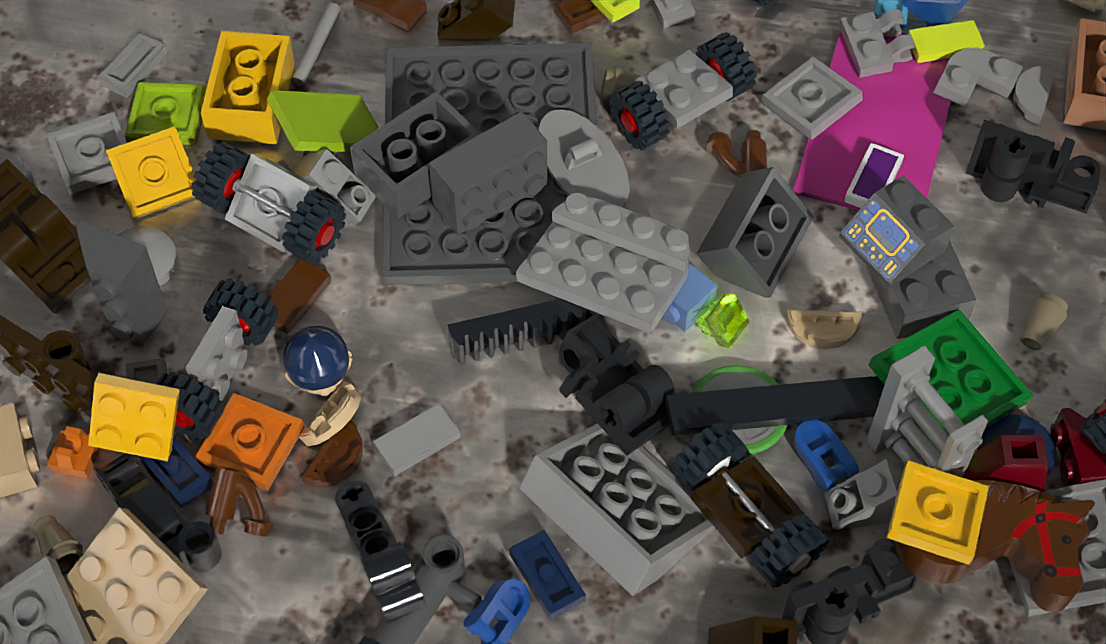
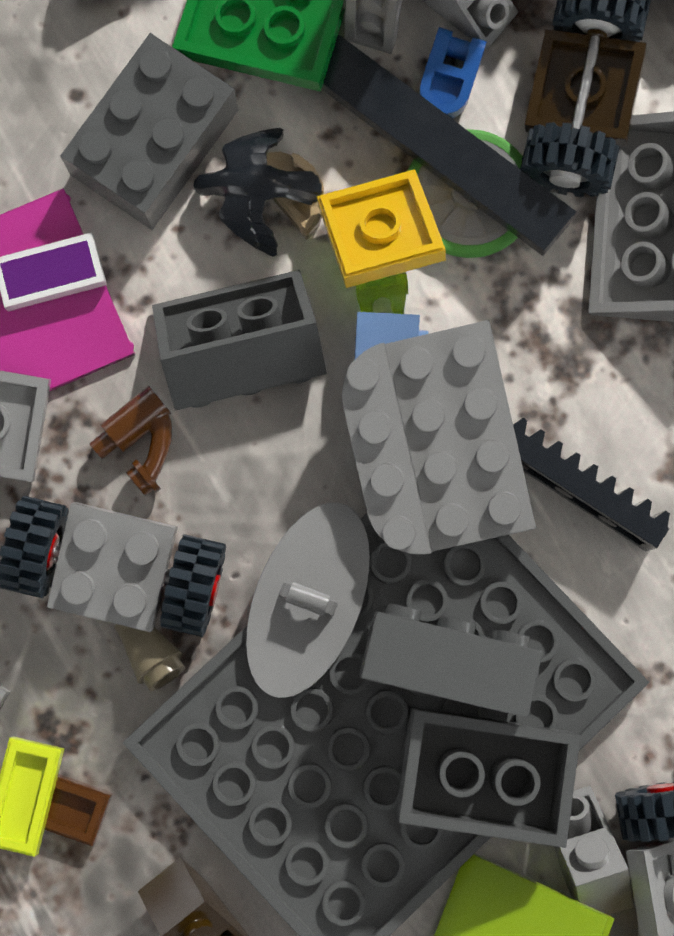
camera: 135 degrees left, 25 degrees up
(614, 386) = (567, 320): black plate -> none
(756, 333) = (381, 228): none -> yellow tile
(840, 293) = (250, 182): none -> black animal
(897, 231) = (149, 150): slope -> none

